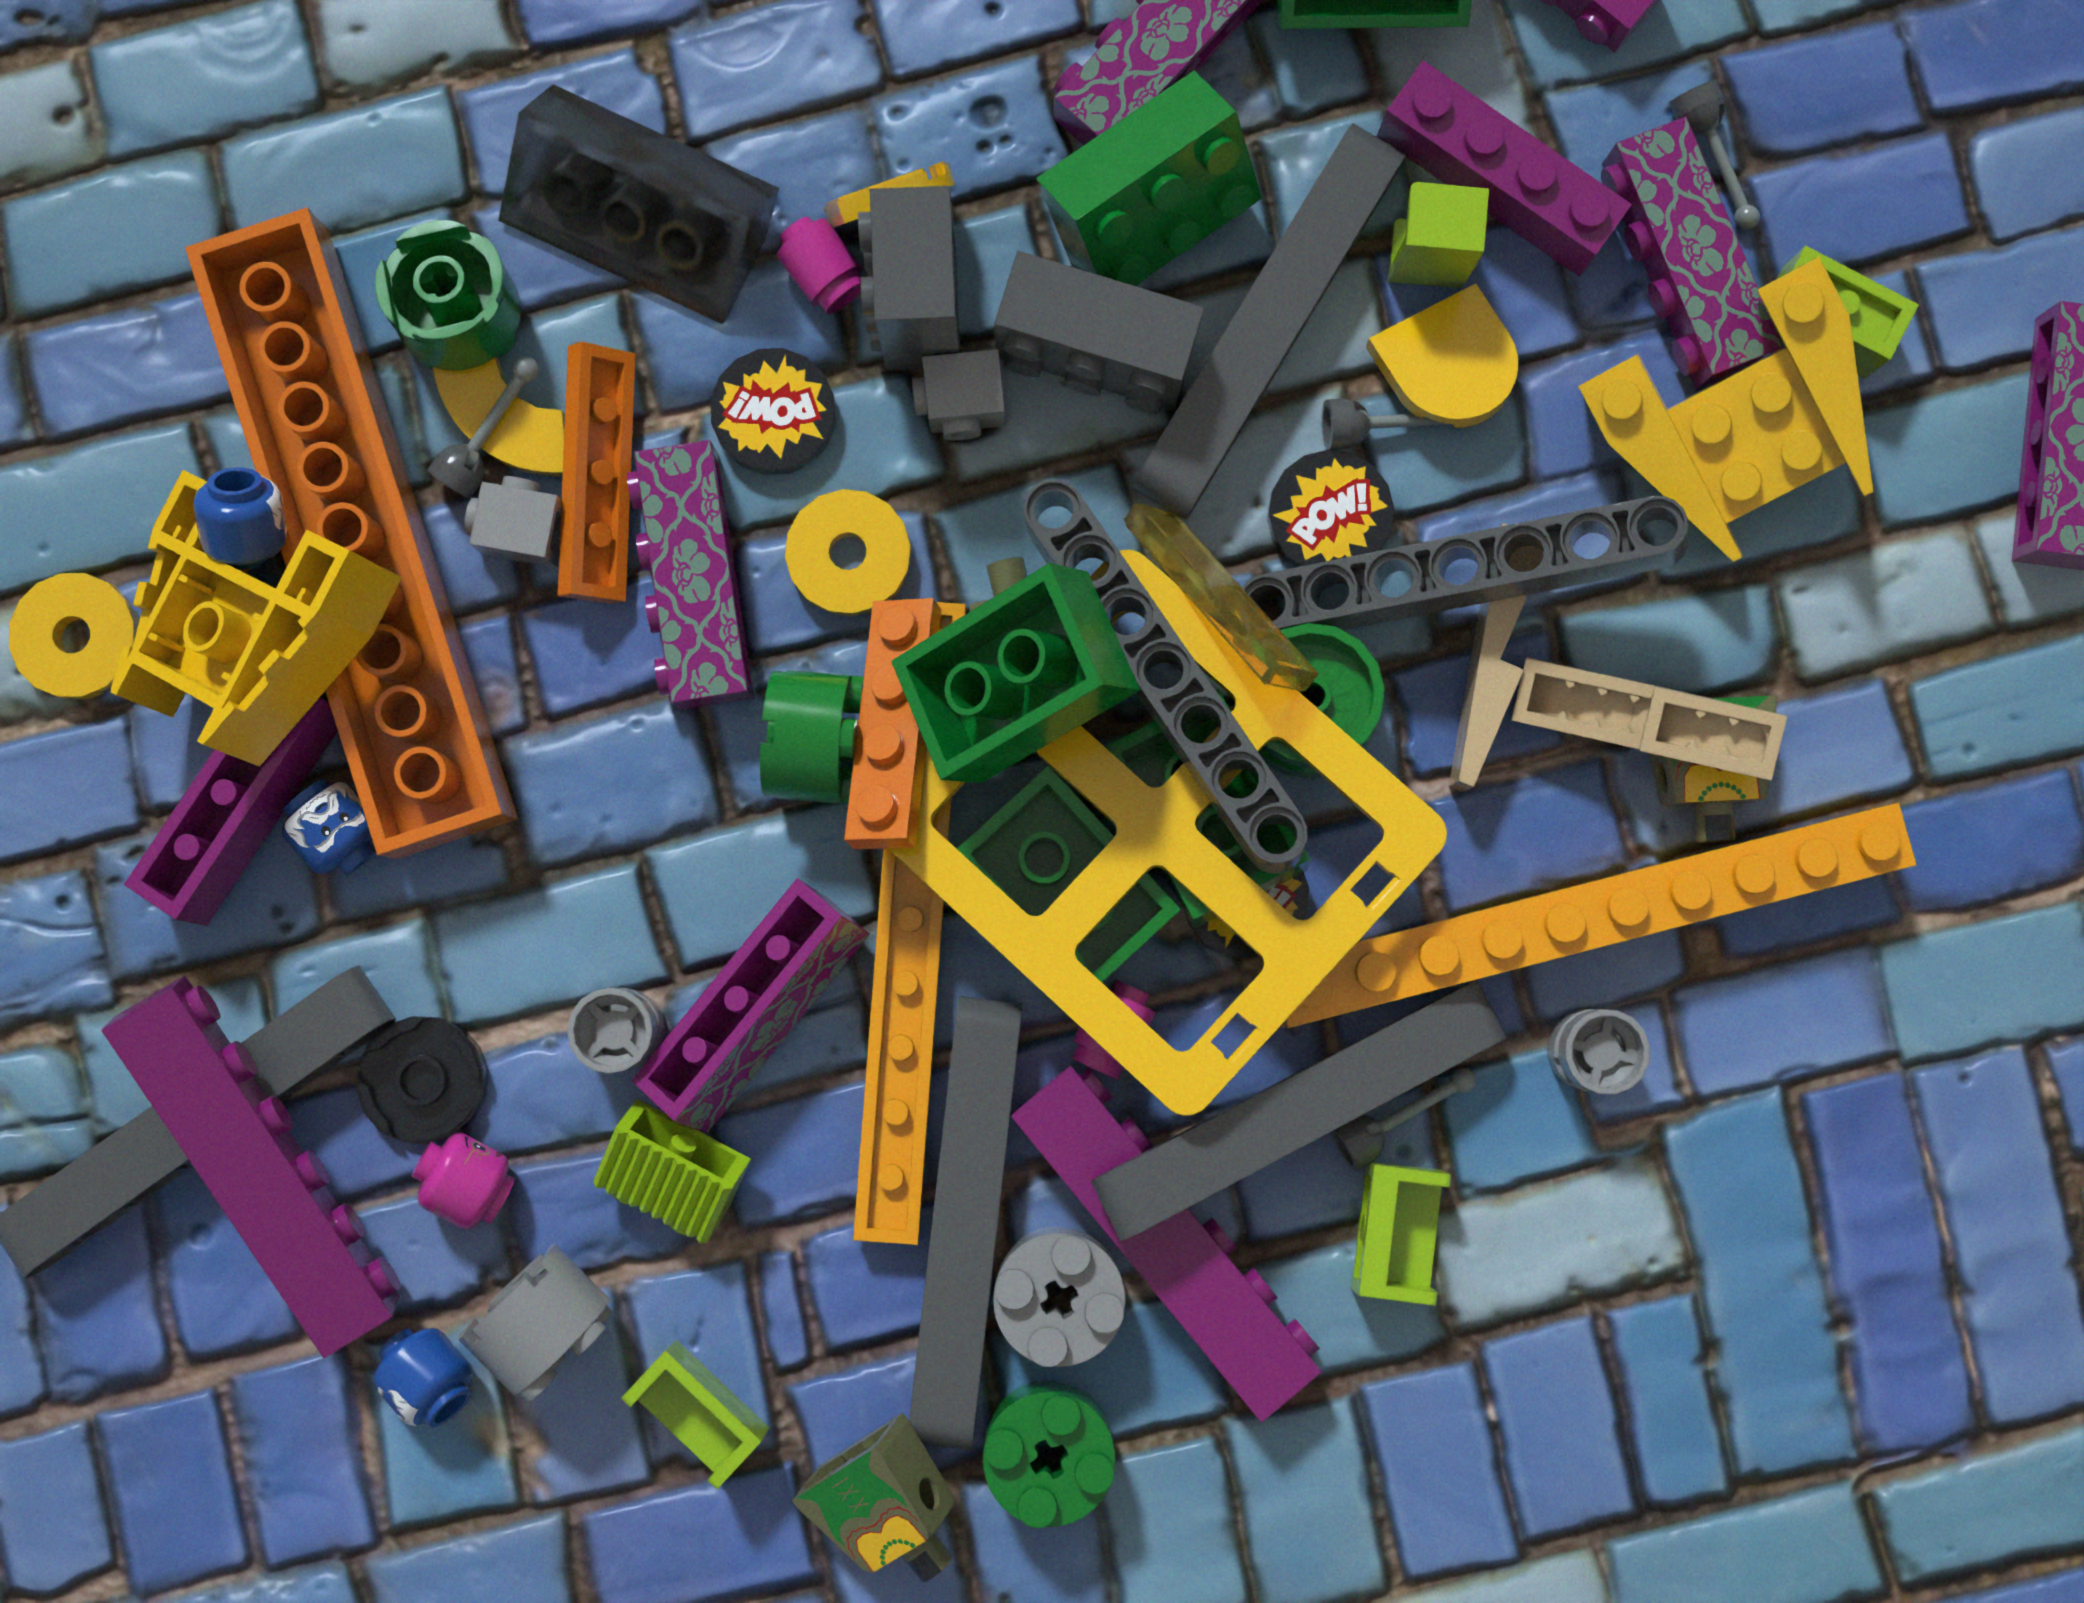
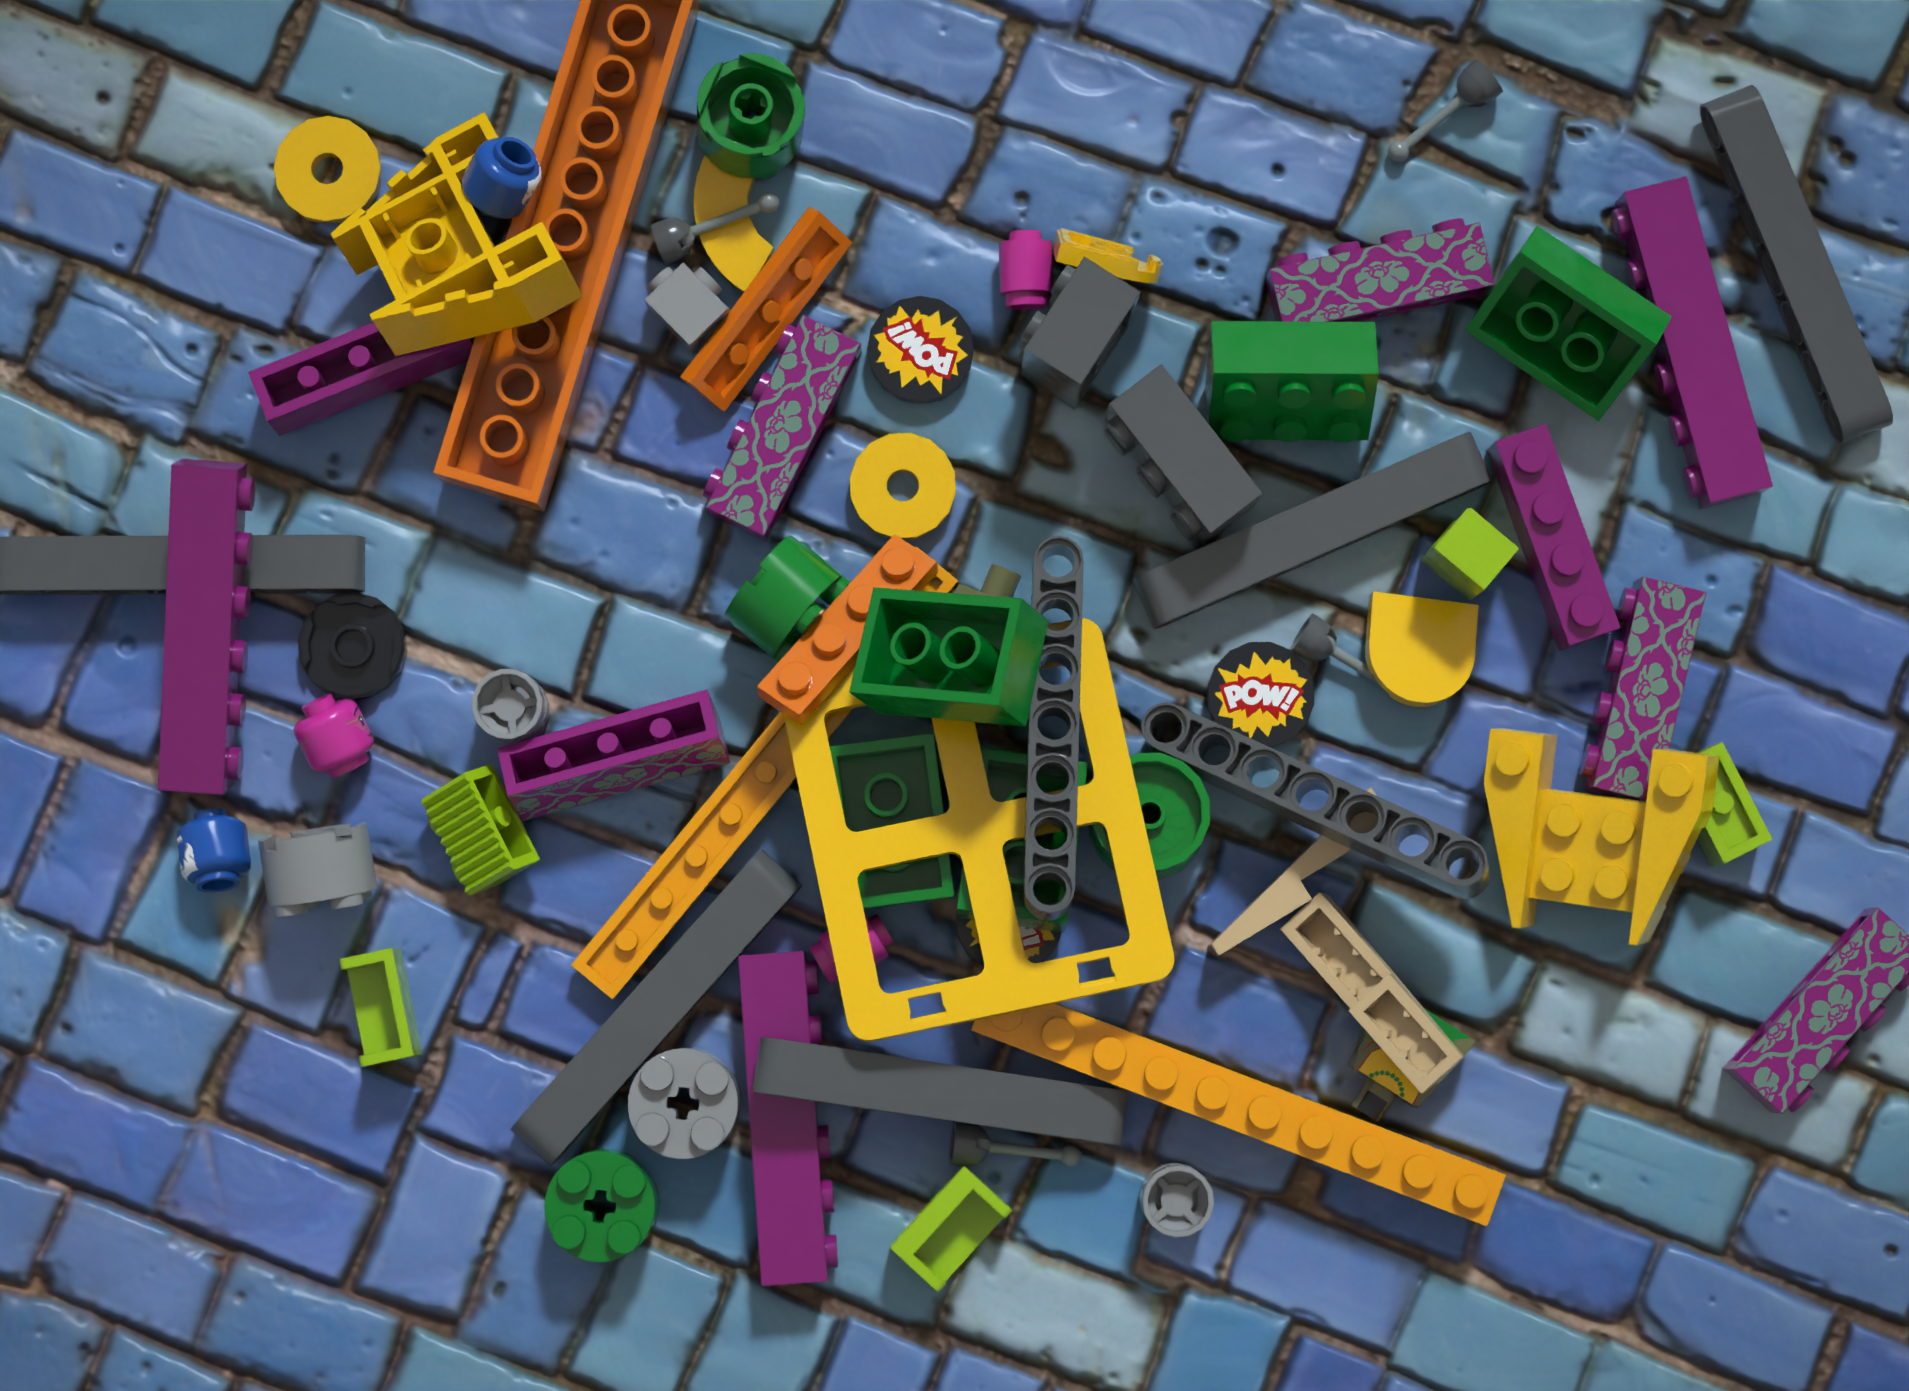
camera: 35 degrees right, 0 degrees up
(328, 828) = (411, 428): blue head -> none
(635, 202) = (927, 137): clear smoke slope -> none
(882, 1501) = (466, 1156): olive torso -> none
(960, 393) = (1058, 430): light grey brick -> none
(1220, 598) = (1133, 700): clear yellow tile -> none
(1704, 110) = (1726, 596): hinge -> none

